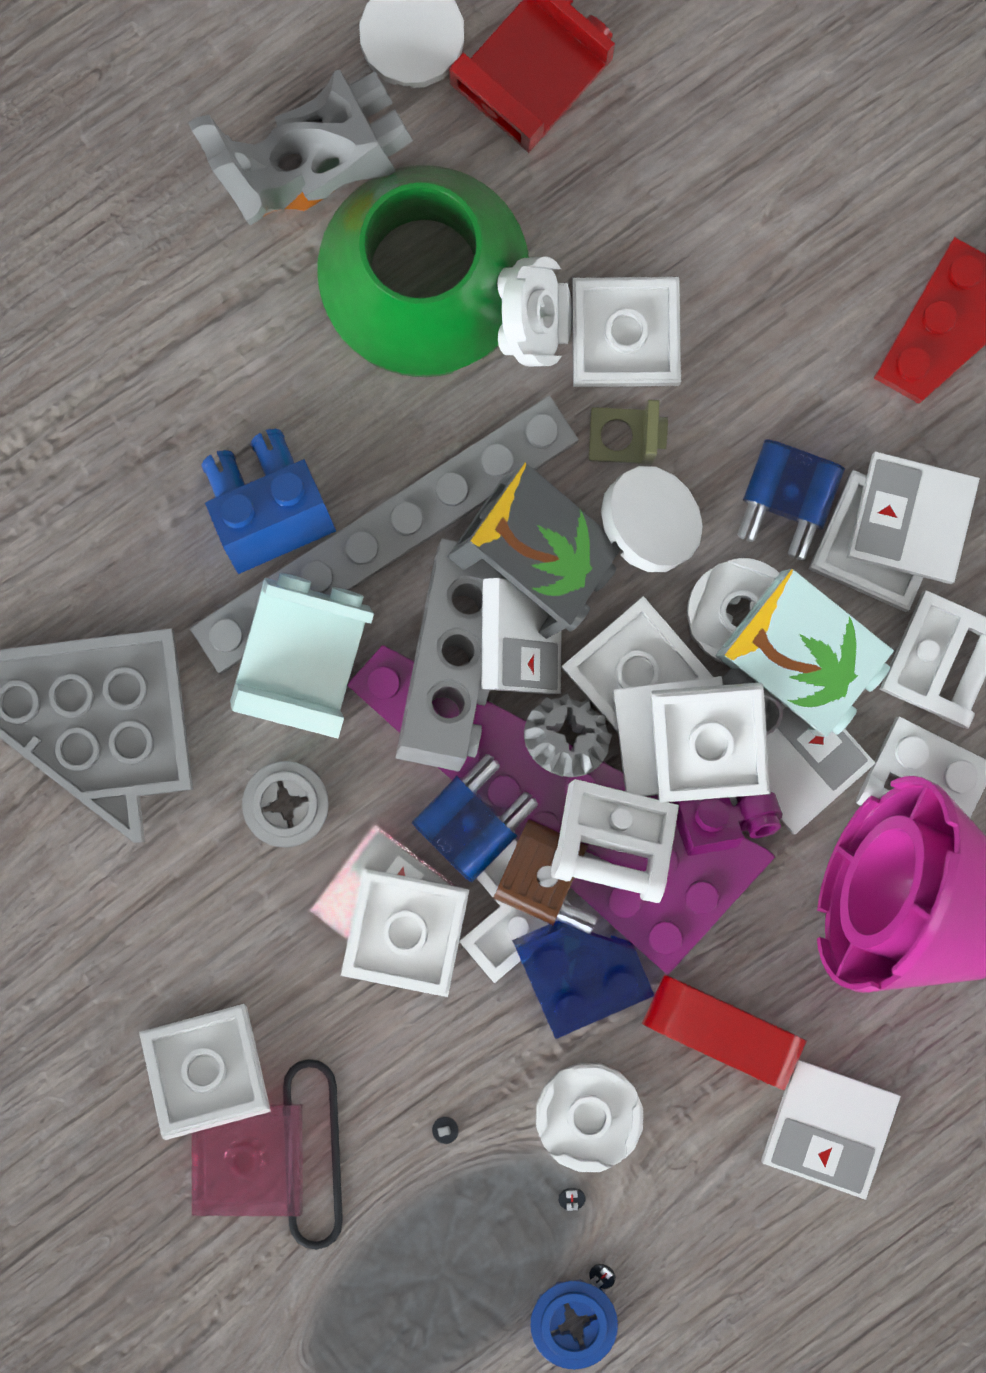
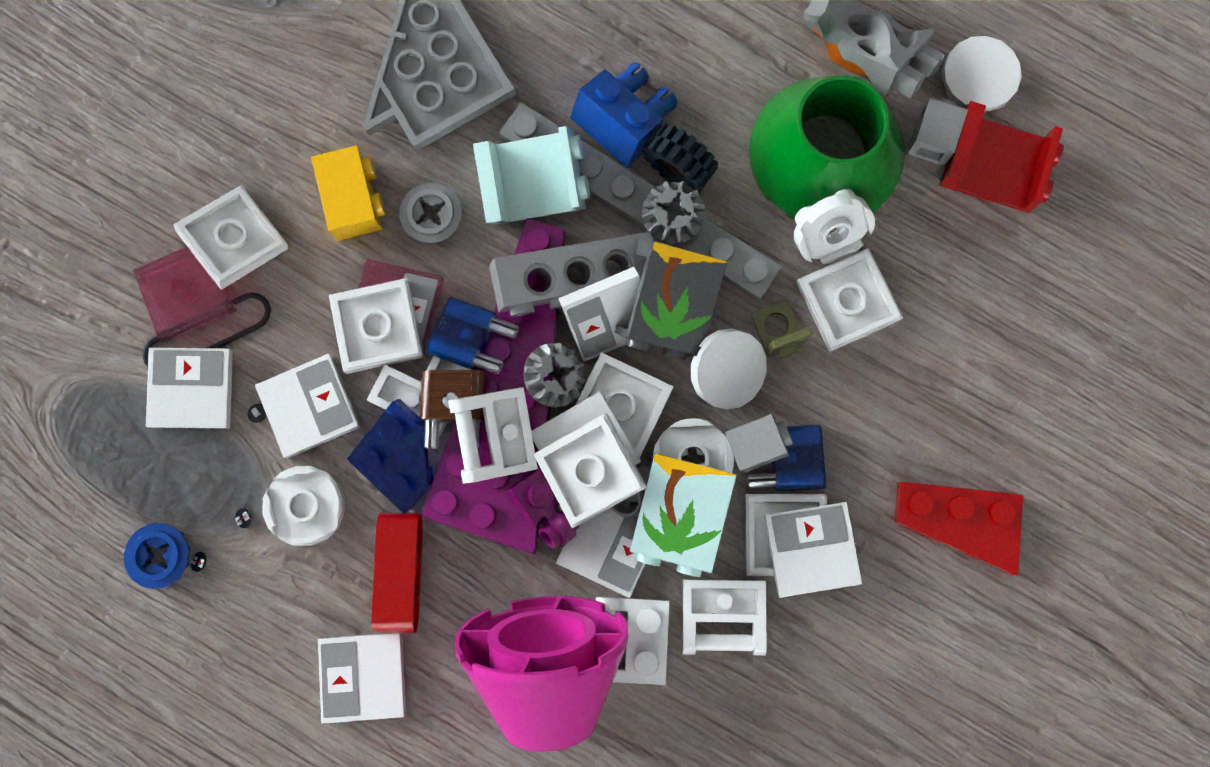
camera: 75 degrees right, 5 degrees down
(214, 897) = (348, 193): none -> yellow brick
(361, 460) = (680, 157): none -> black bush
(378, 1202) = (189, 388): none -> white tile
(426, 524) = (684, 226): none -> light grey gear
(463, 123) = (937, 131): none -> light grey brick
(465, 1062) = (307, 406): none -> white tile
(762, 523) = (759, 443): none -> light grey brick

